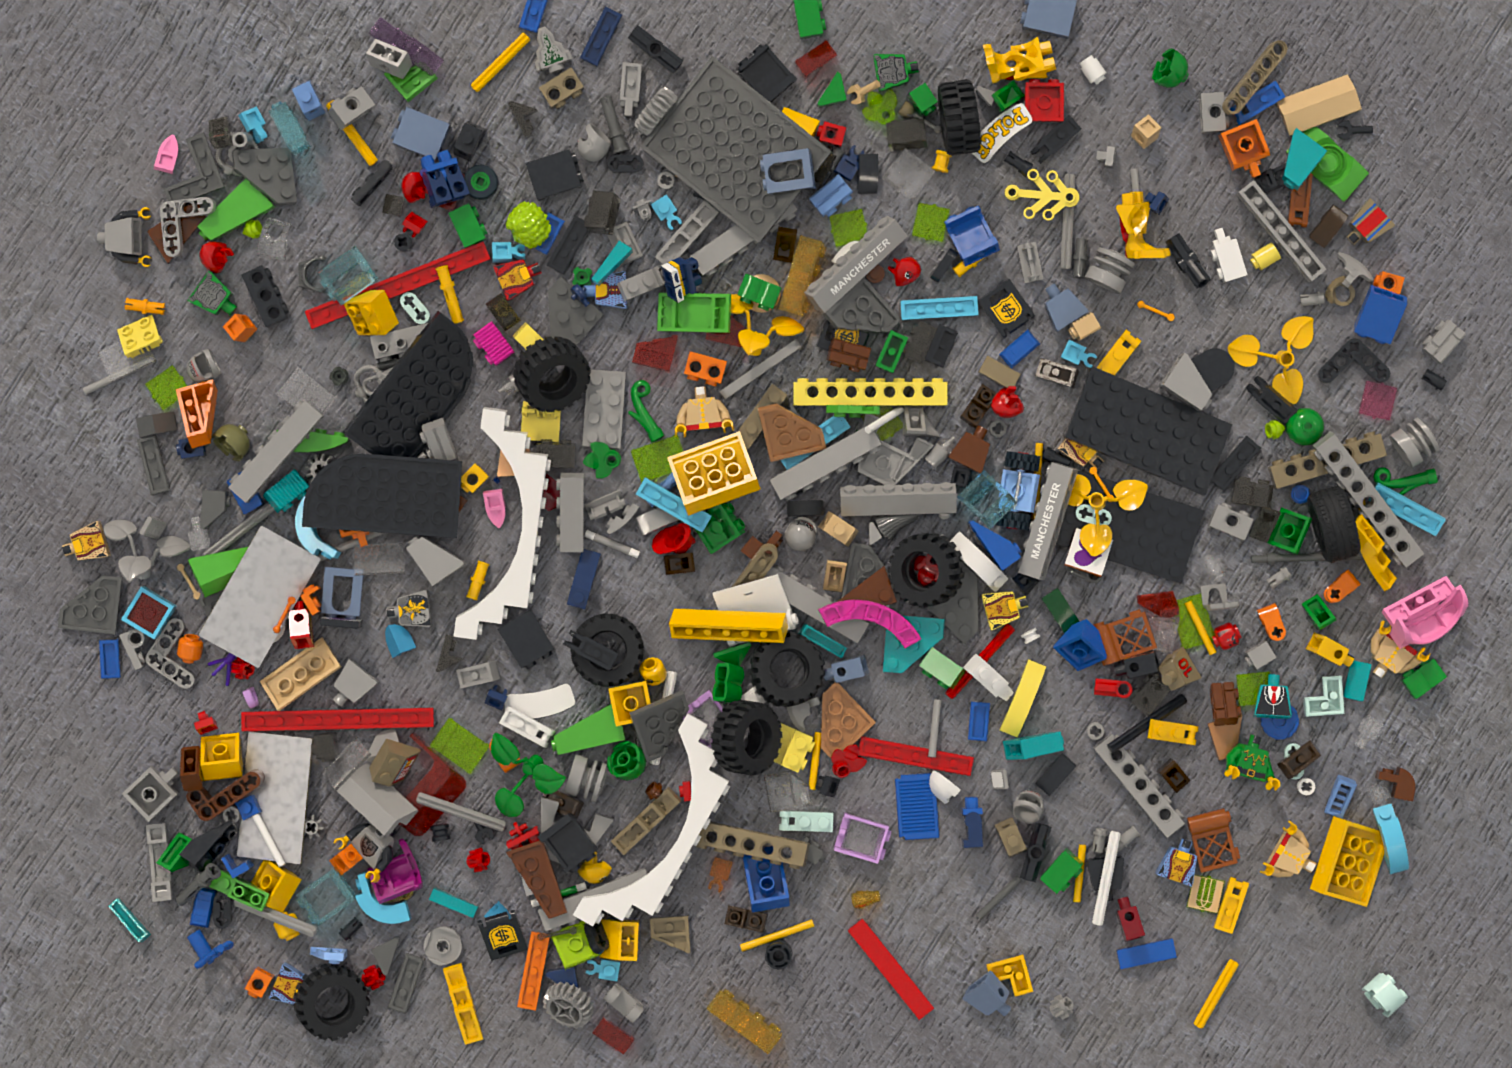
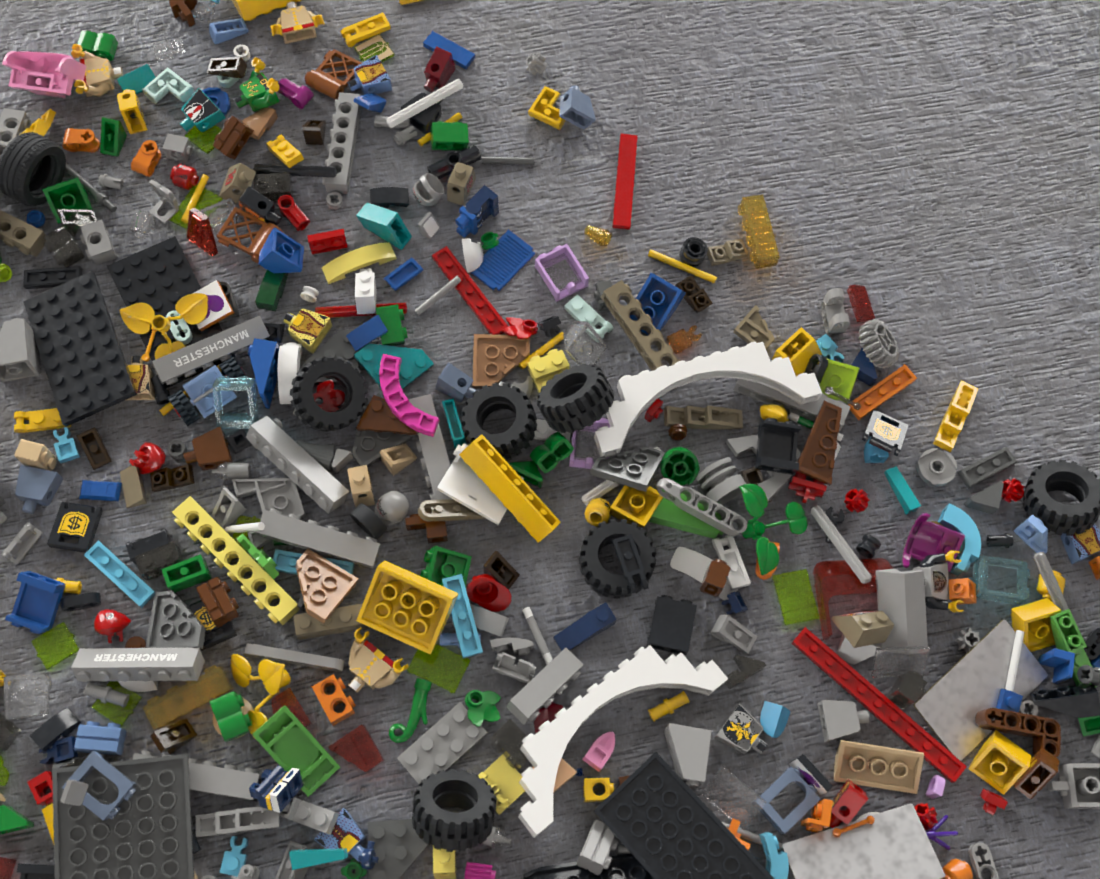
camera: 140 degrees left, 20 degrees down
(526, 700) = (715, 578): none -> reddish brown brick
(609, 732) = (673, 492): none -> light grey piece
(754, 981) = (729, 252): none -> dark tan slope
(795, 153) = (74, 792): none -> light grey slope
(858, 225) = (106, 694): none -> light grey pin
(946, 812) = (489, 240): none -> green plate
(950, 644) = (366, 333): none -> blue slope
(1055, 695) = (327, 241): none -> red plate
(1152, 839) = (371, 102): none -> blue slope
(1218, 792) = (298, 95): none -> magenta piece

